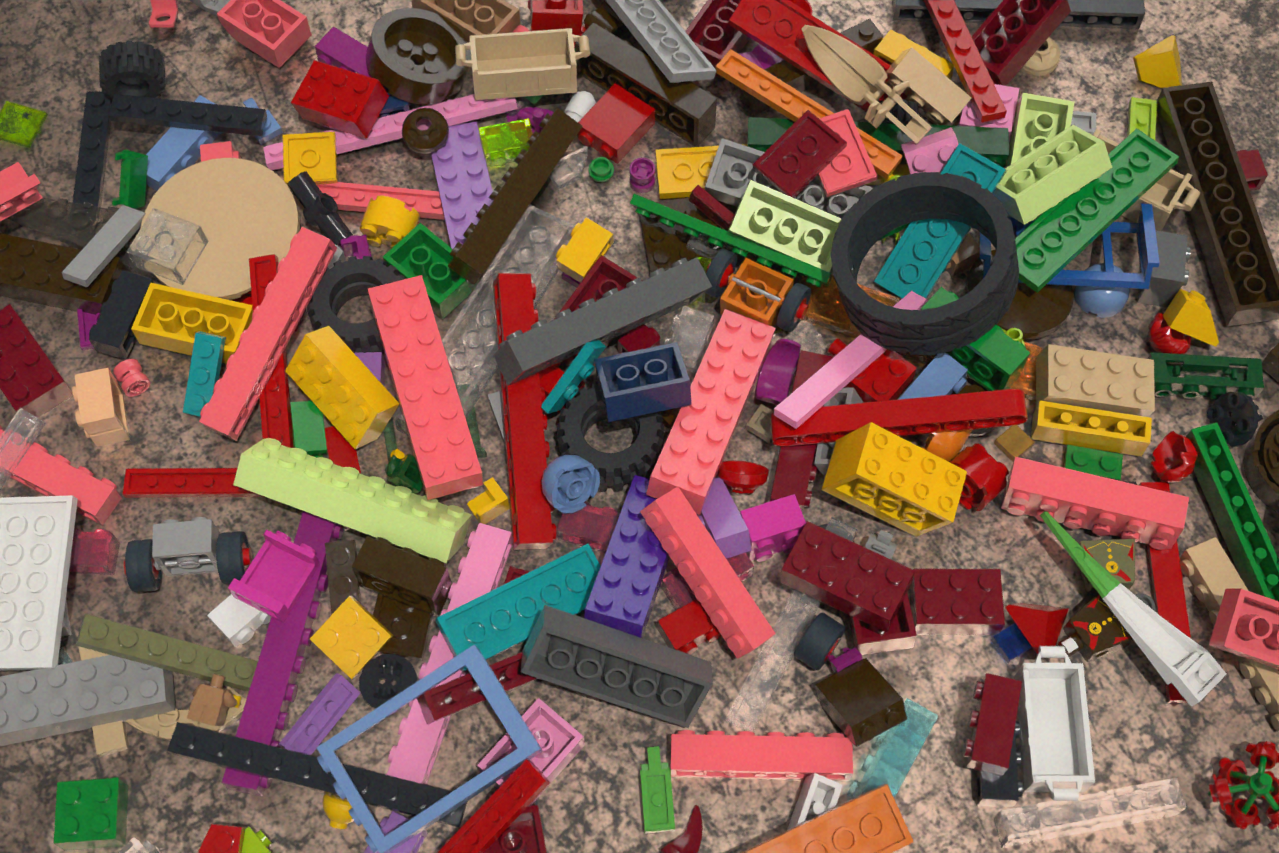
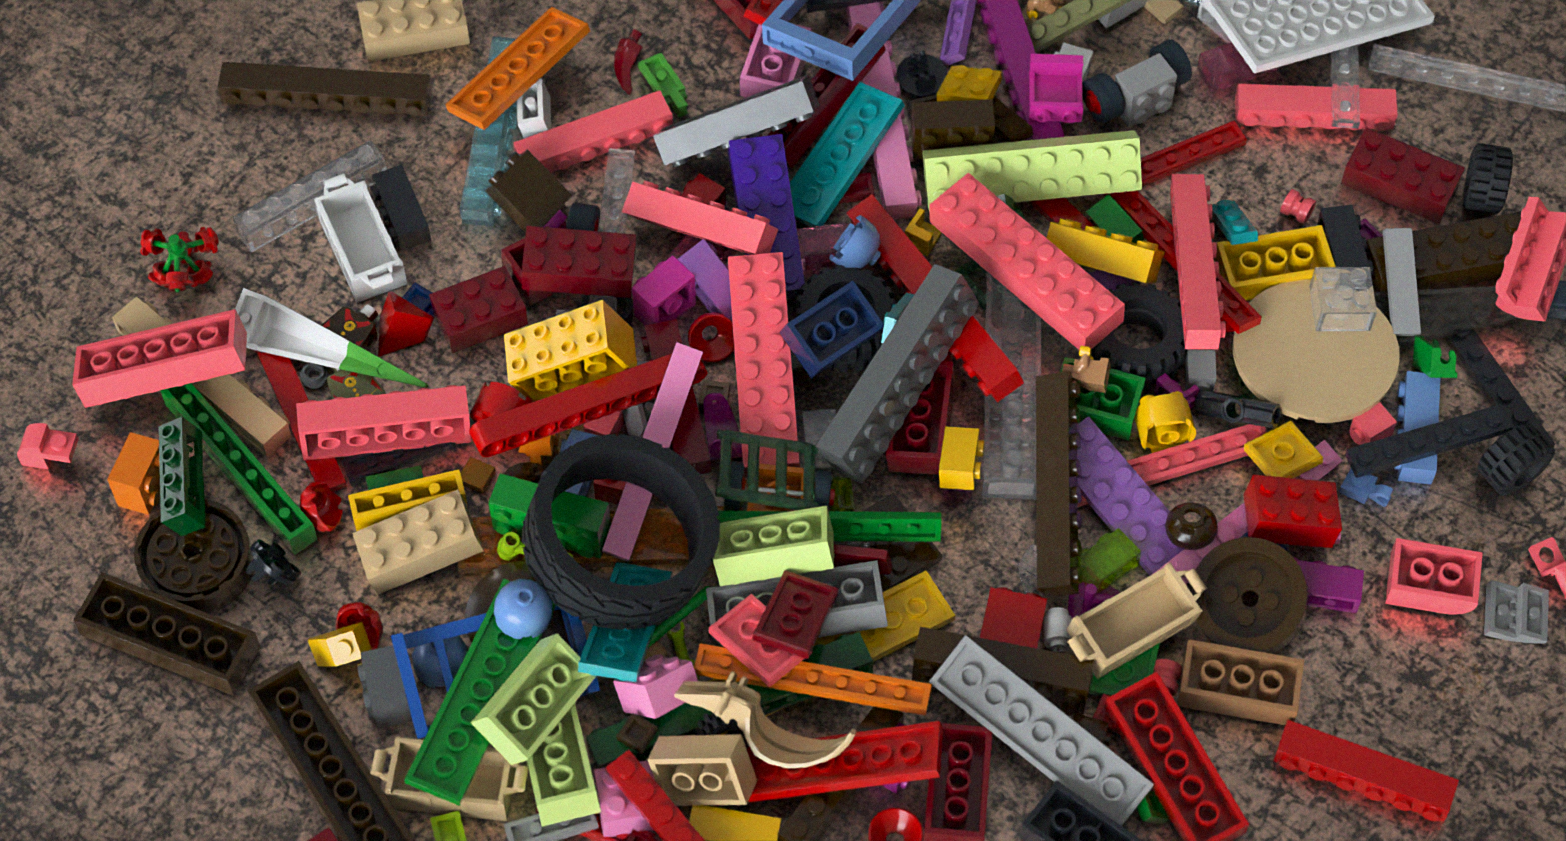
camera: 155 degrees right, 5 degrees down
(100, 407) = (1298, 161): light nougat piece -> none
(432, 264) = (1089, 372): none -> medium nougat piece
(601, 169) = (999, 577): green plate -> none
(642, 175) = (954, 577): magenta wheel -> none
(762, 323) = (752, 493): none -> clear green bar
(969, 133) = (637, 733): none -> dark brown tile
(993, 724) = (412, 209): dark red brick -> none
(1036, 248) = (522, 609): none -> medium blue cylinder
(1205, 375) = (311, 604): dark green brick -> none

